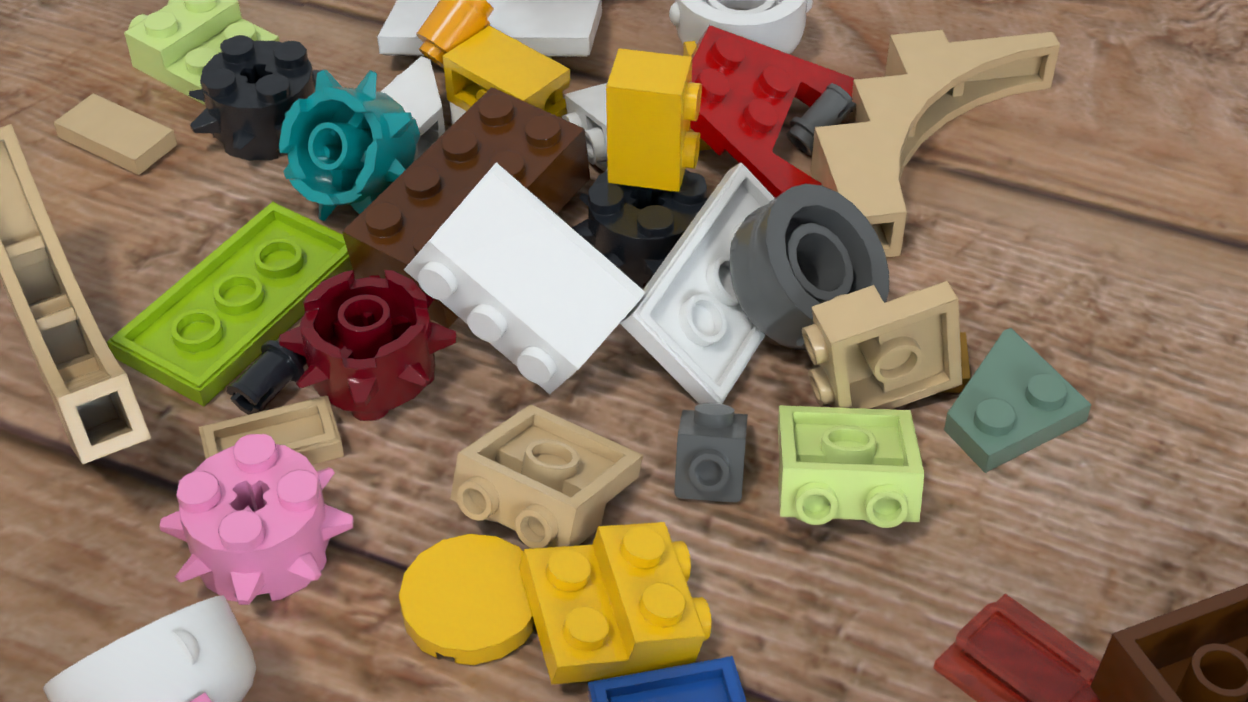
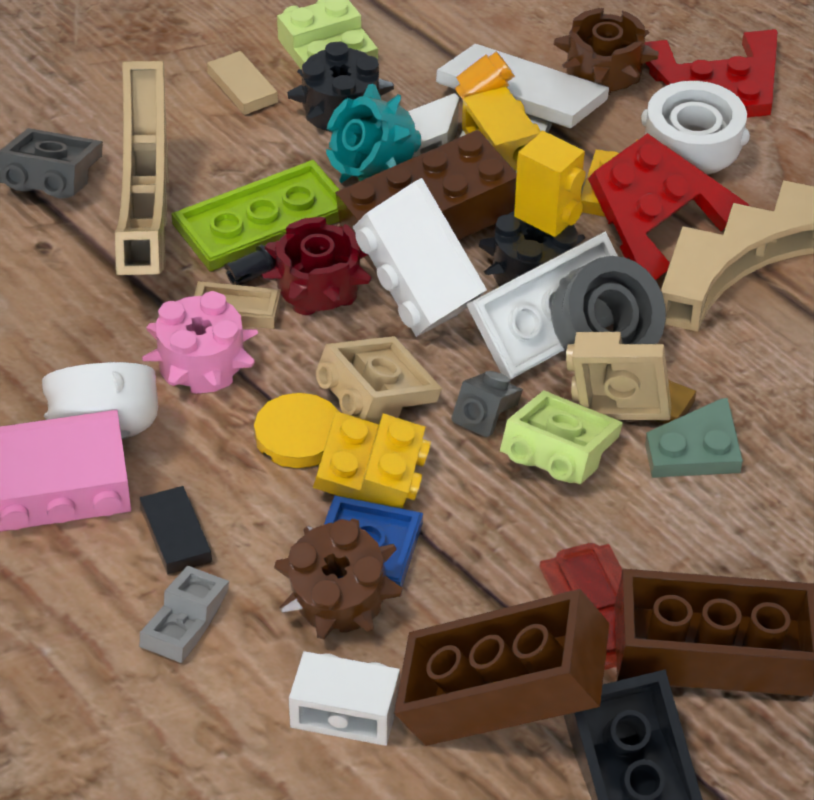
camera: 25 degrees right, 0 degrees up
(827, 110) = (706, 219): dark grey pin -> none

